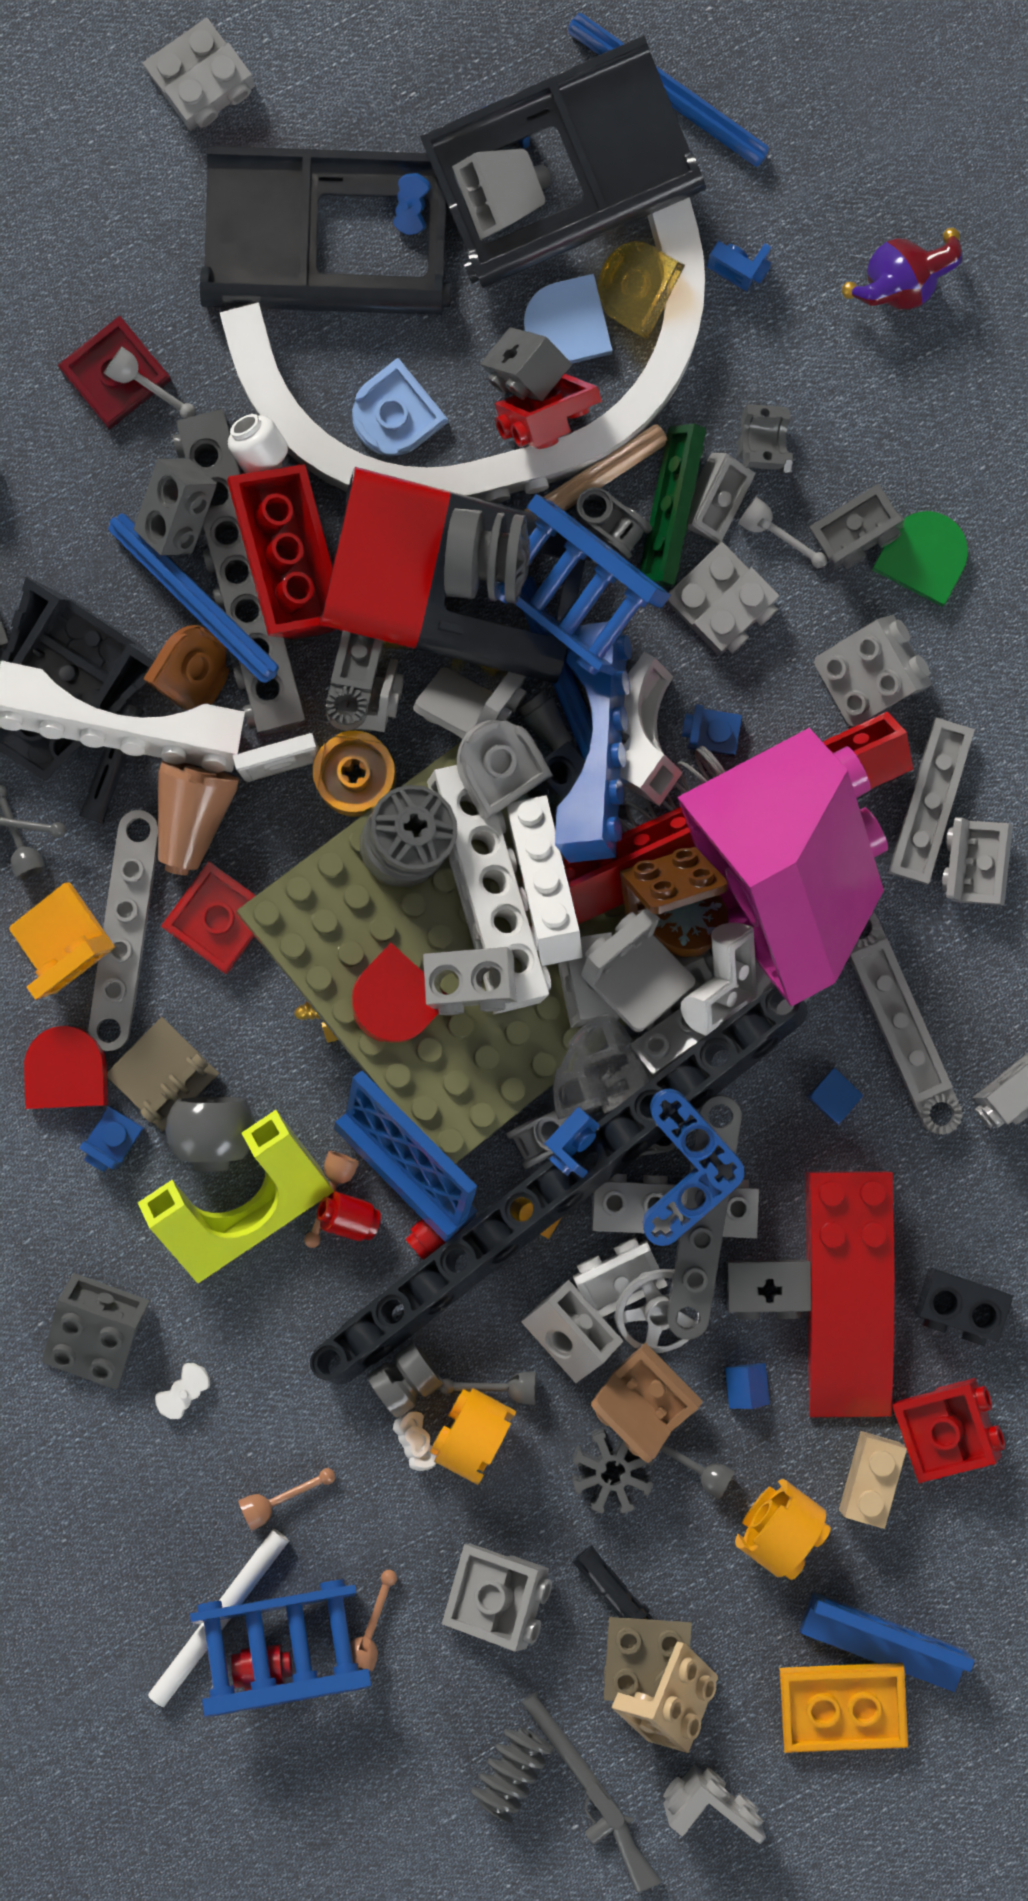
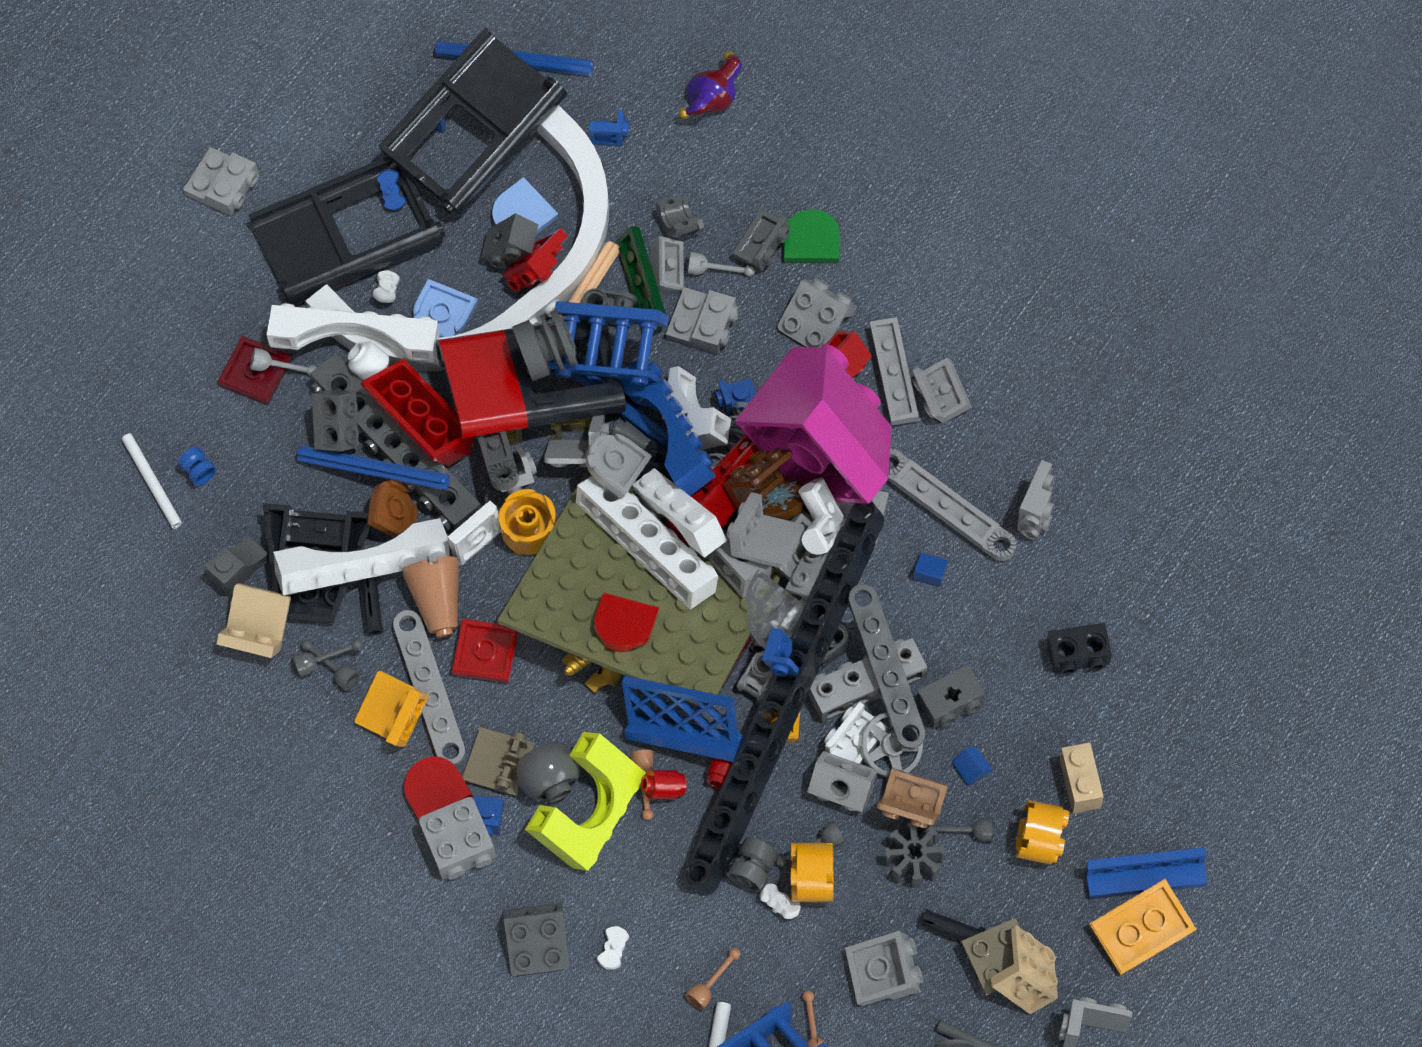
camera: 20 degrees left, 20 degrees down
(55, 1157) = (457, 838): none -> light grey bracket
(188, 351) = (296, 327): none -> white arch
(338, 342) = (386, 287): none -> white piece
(395, 853) = (581, 528): dark grey wheel -> none
(470, 969) = (660, 576): light grey brick -> none
(501, 187) = (441, 153): light grey torso -> none
(637, 285) = (554, 168): clear yellow tile -> none
(701, 1177) = (871, 635): blue beam -> none
(850, 1293) = (1011, 682): red slope -> none
(949, 1430) = (1112, 725): red plate -> none

